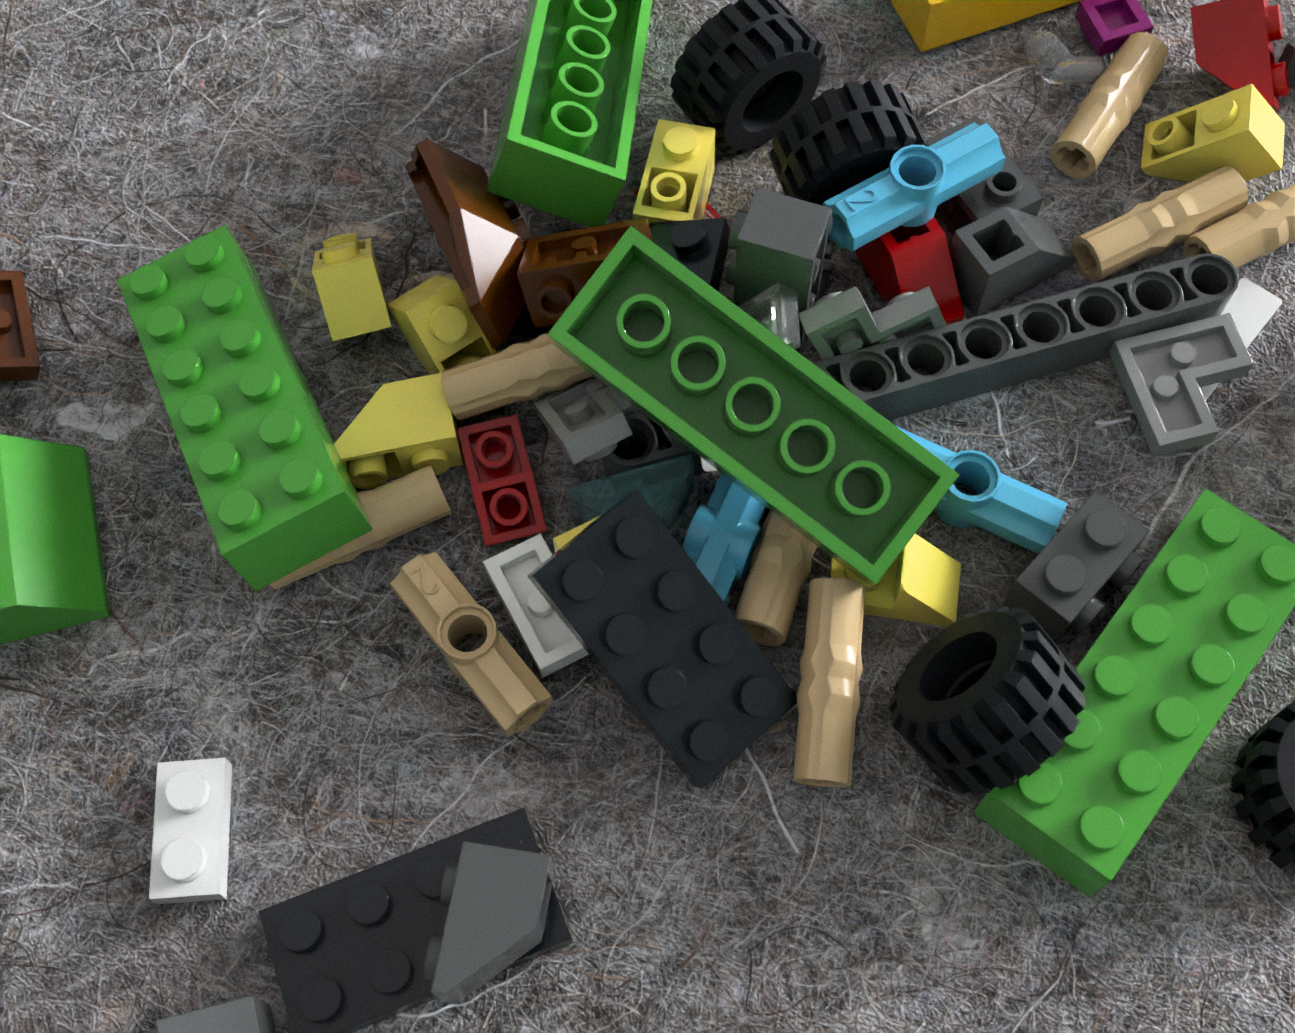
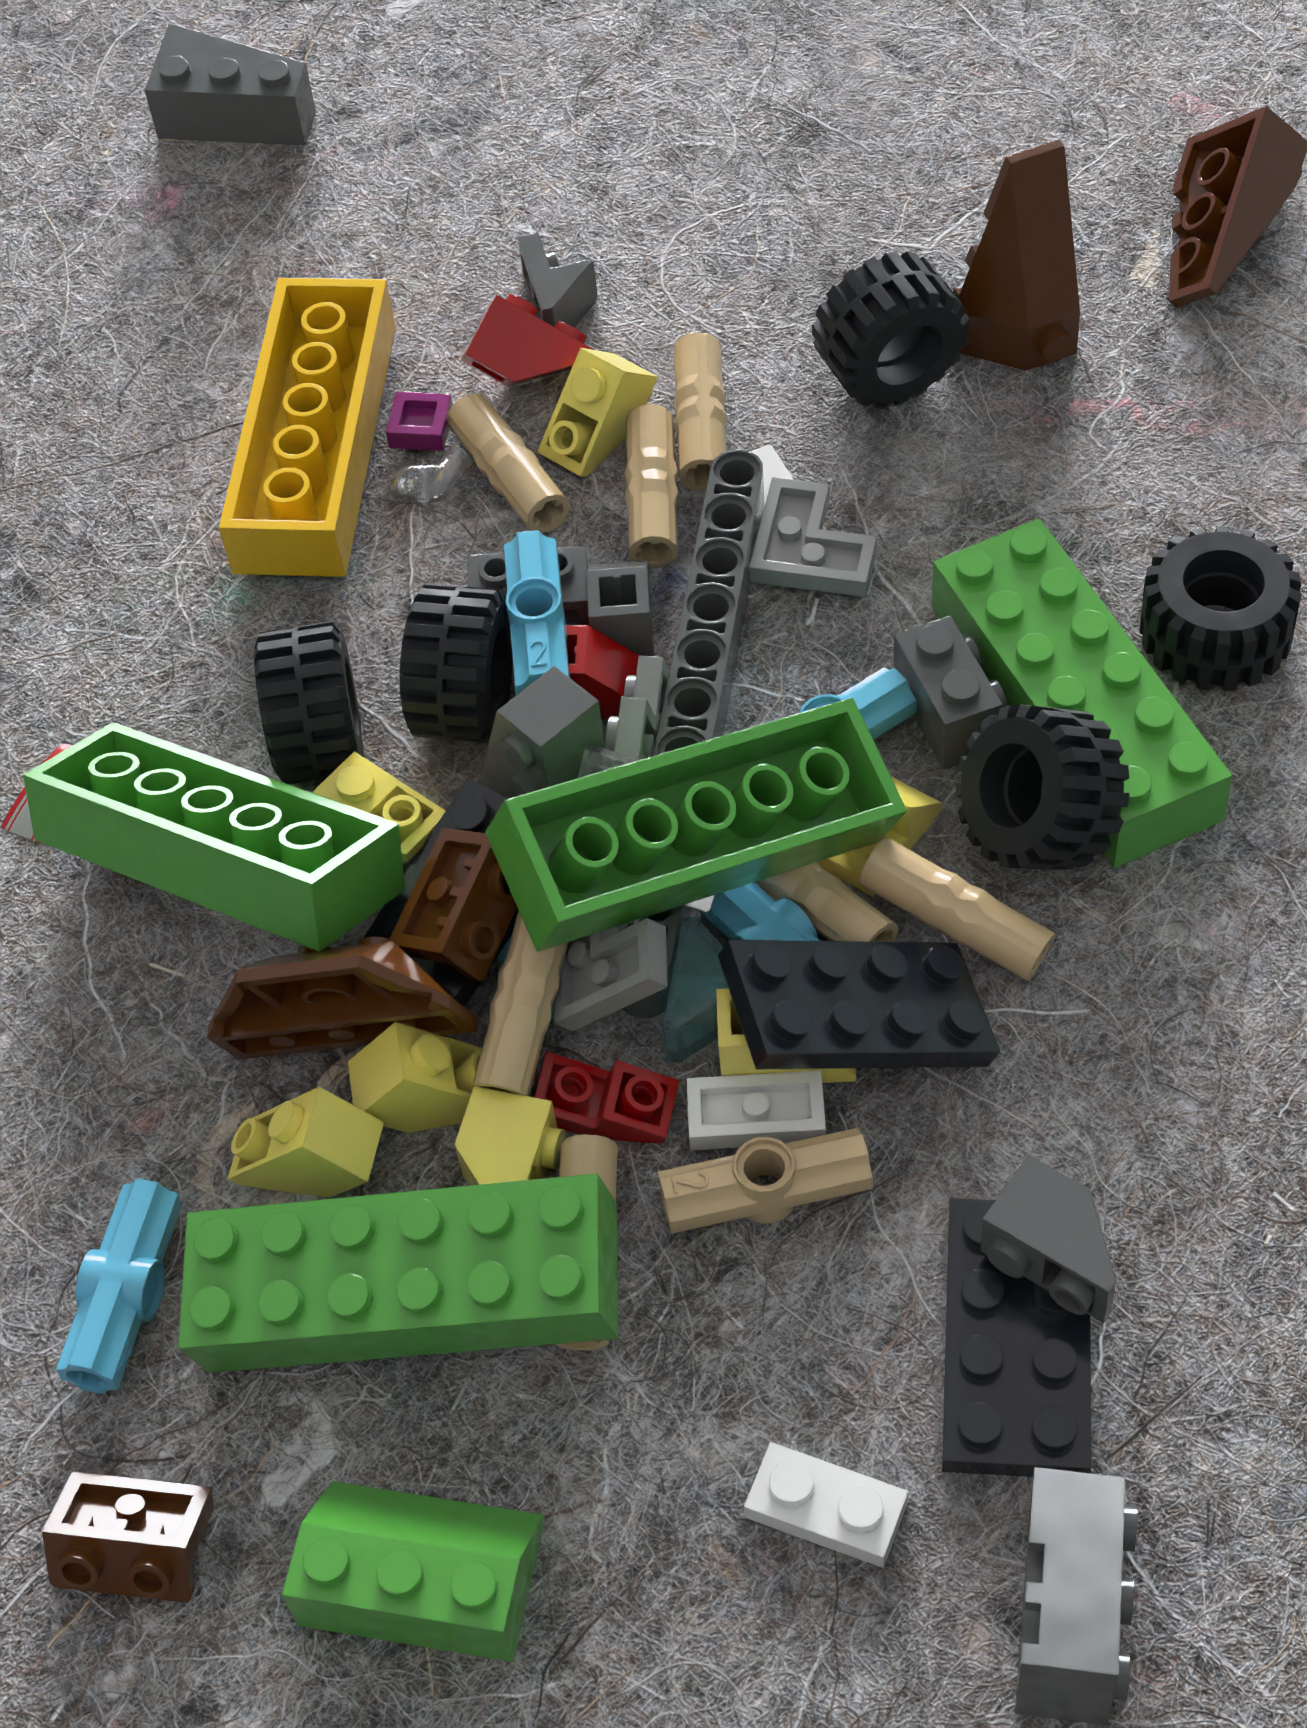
camera: 60 degrees left, 10 degrees down
(178, 218) = (119, 1287): none -> medium azure piece

